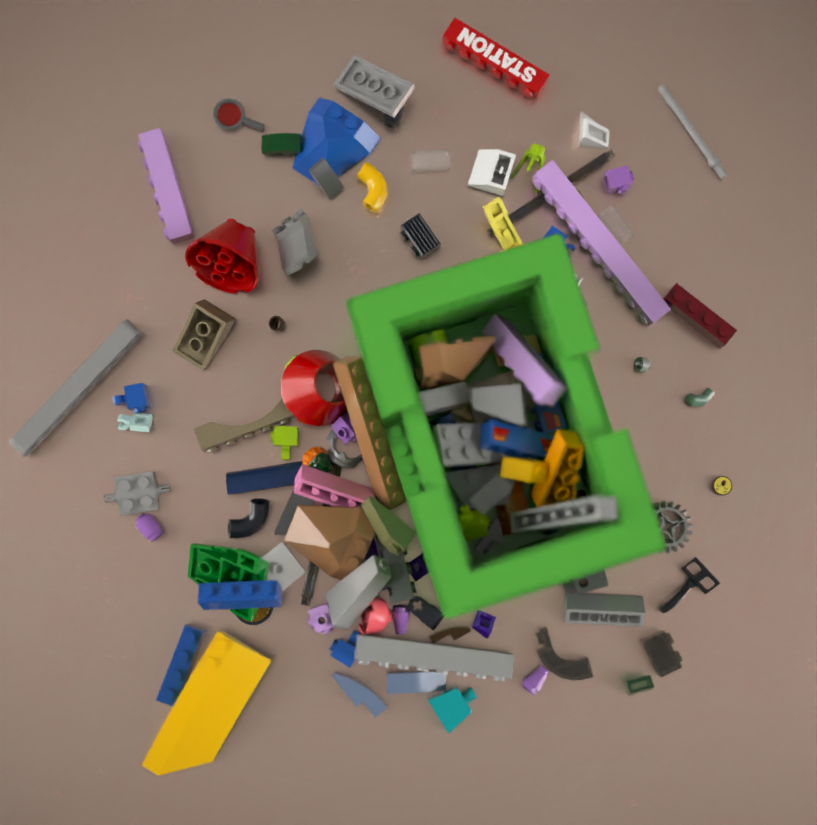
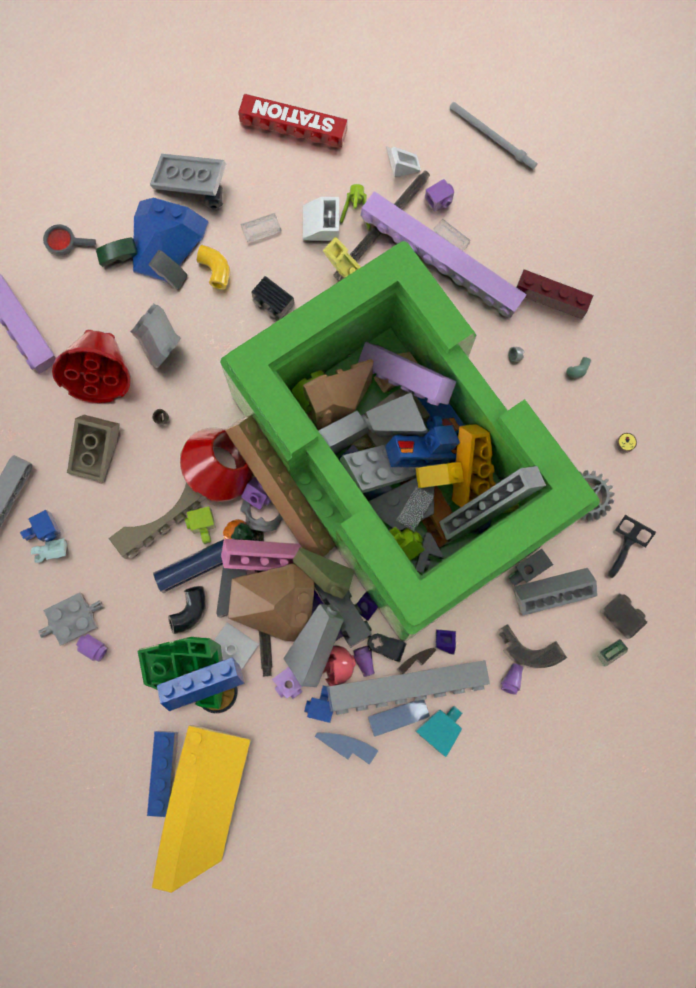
camera: 20 degrees left, 5 degrees down
(536, 434) = (440, 438): none -> blue brick

